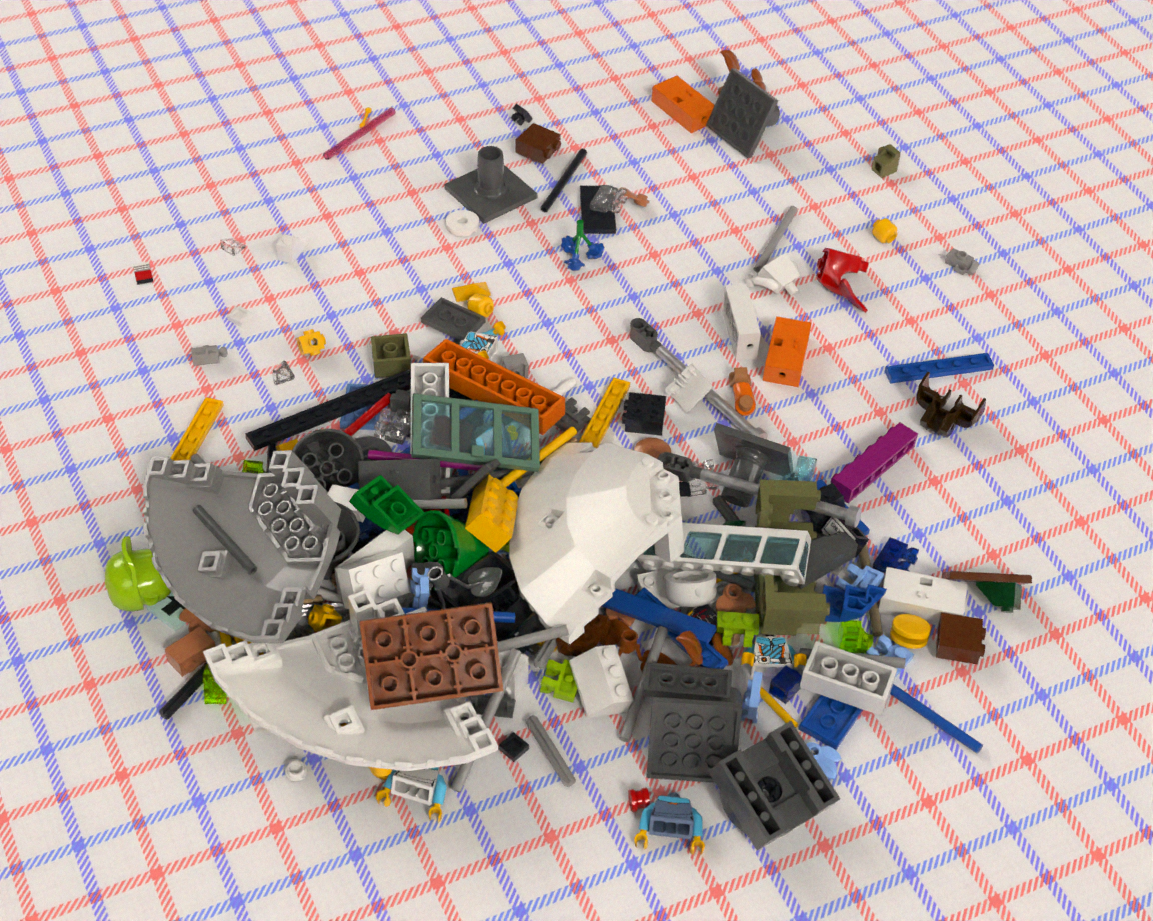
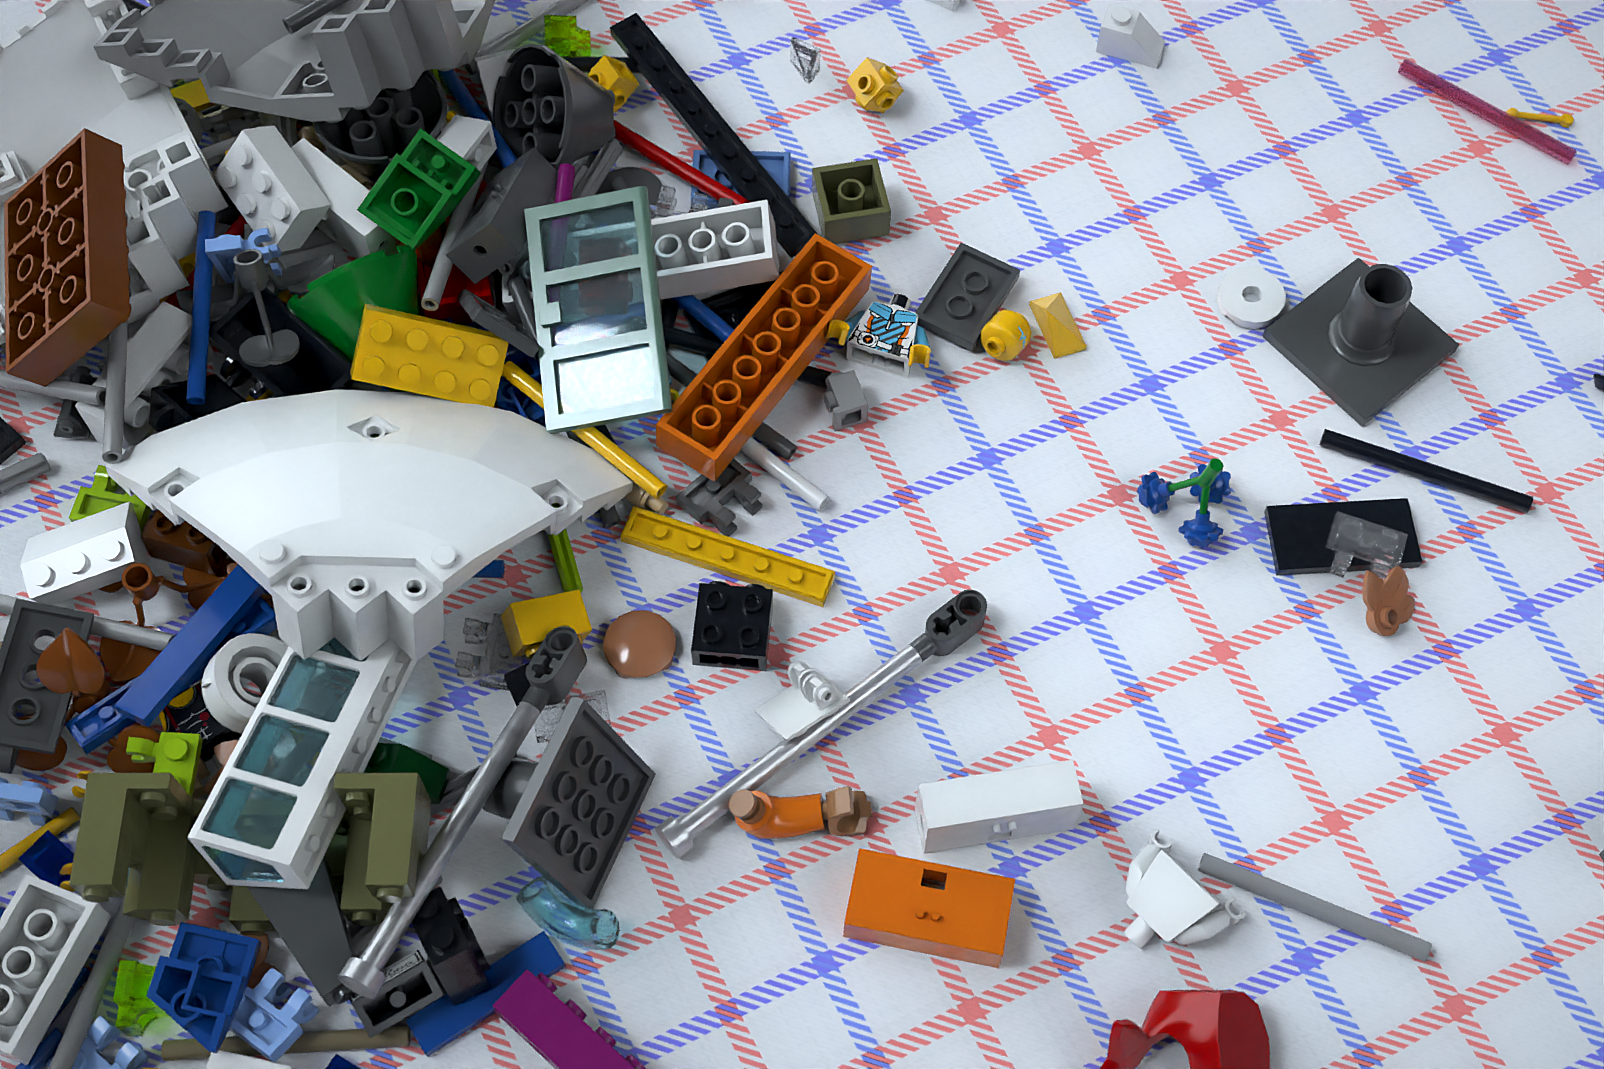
camera: 90 degrees right, 15 degrees up
(537, 143) = (1521, 410): reddish brown brick -> none

